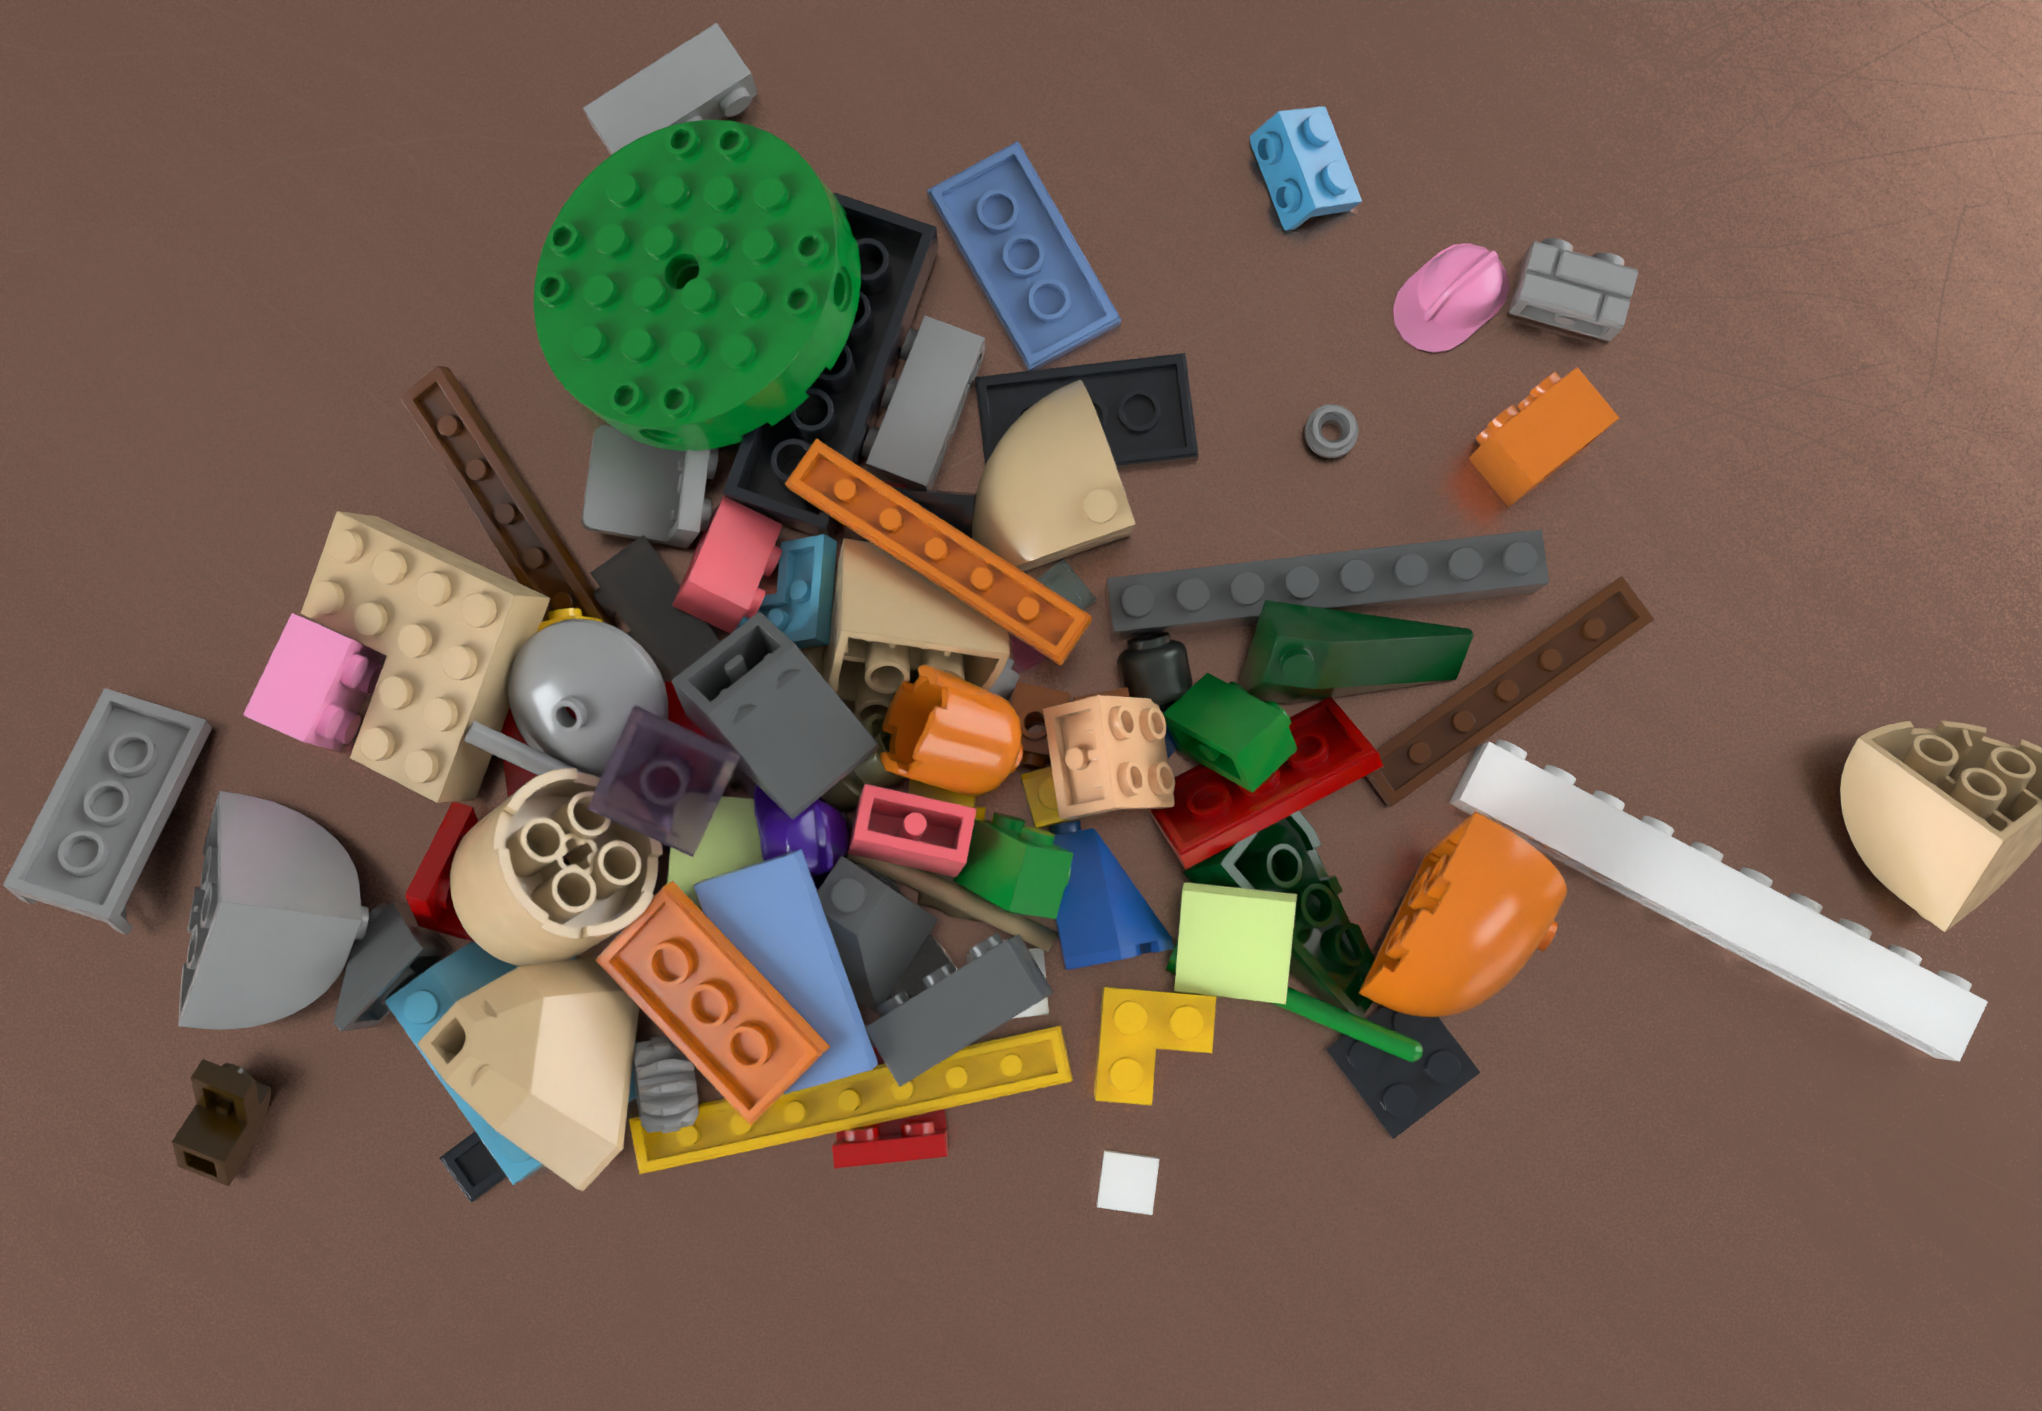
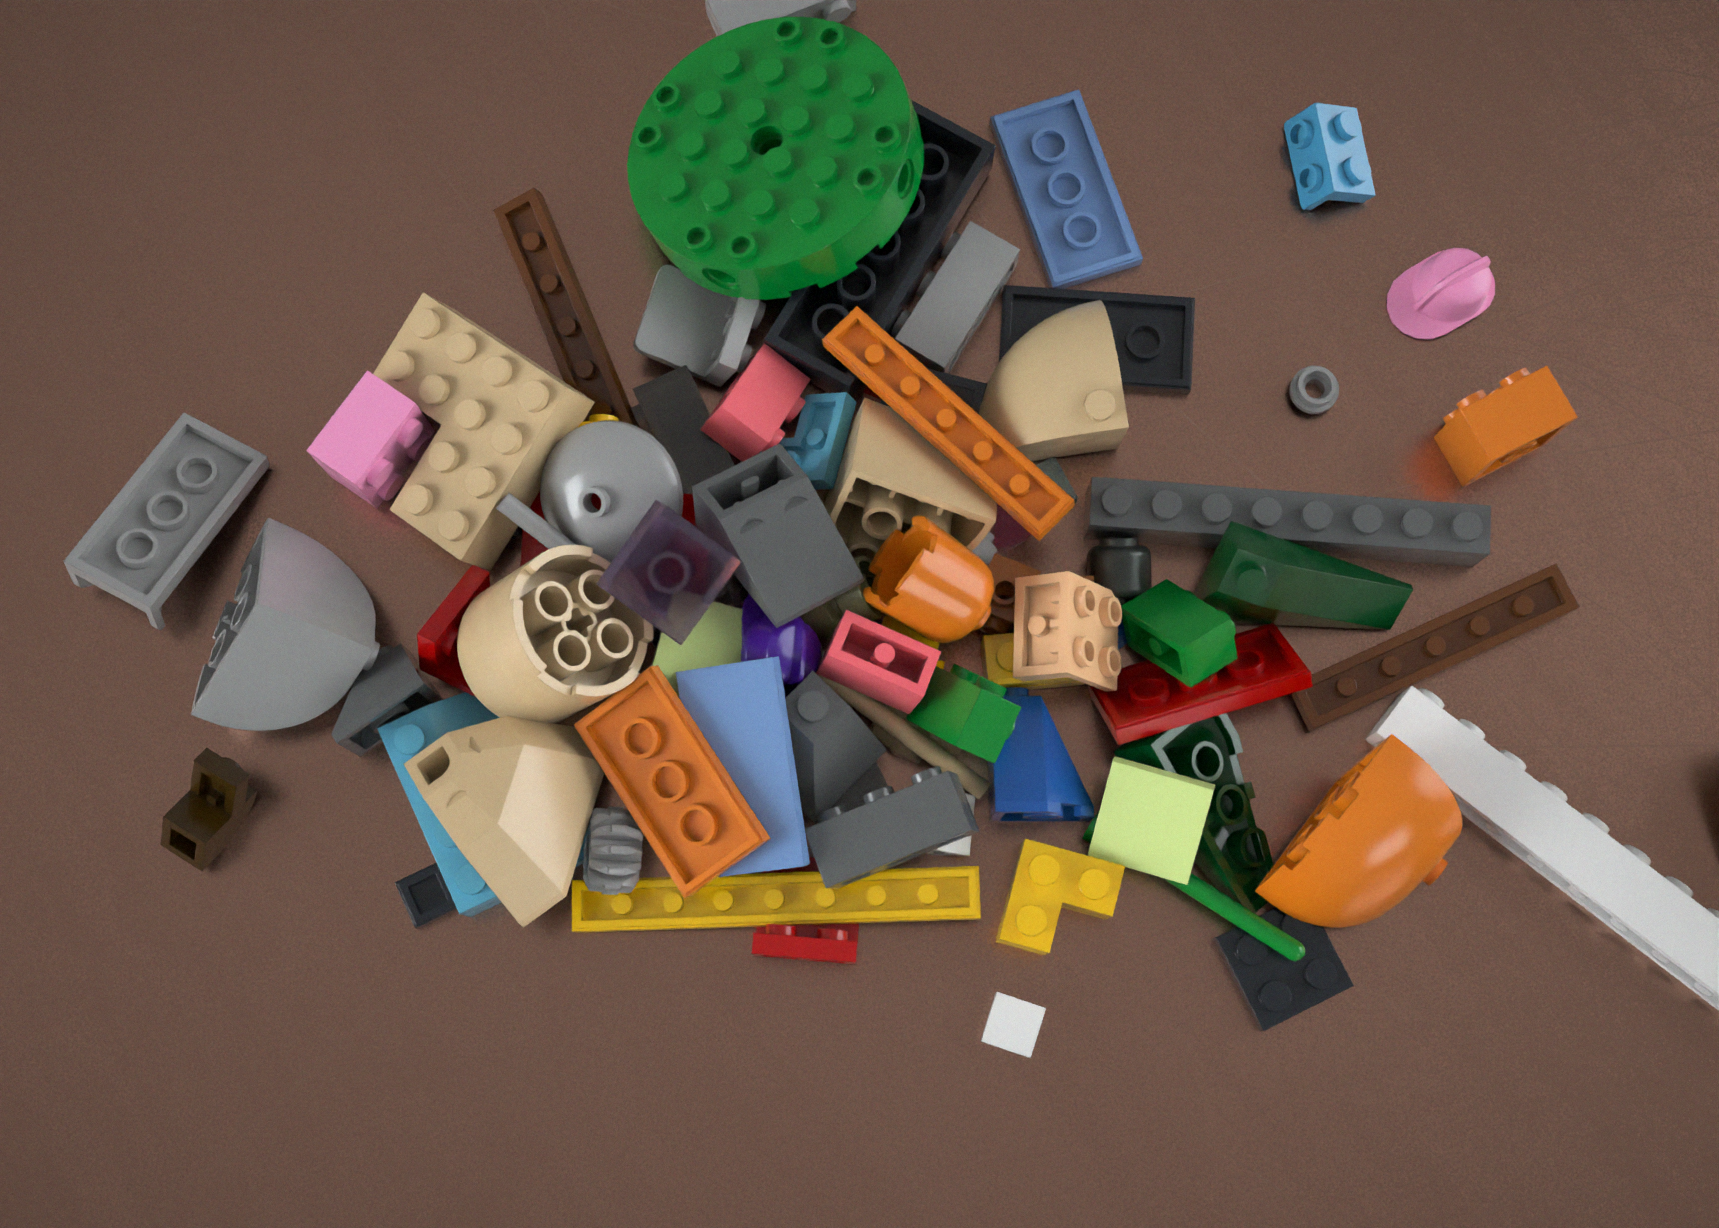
camera: 10 degrees right, 5 degrees down
(1573, 289) = (1553, 304): light grey brick -> none

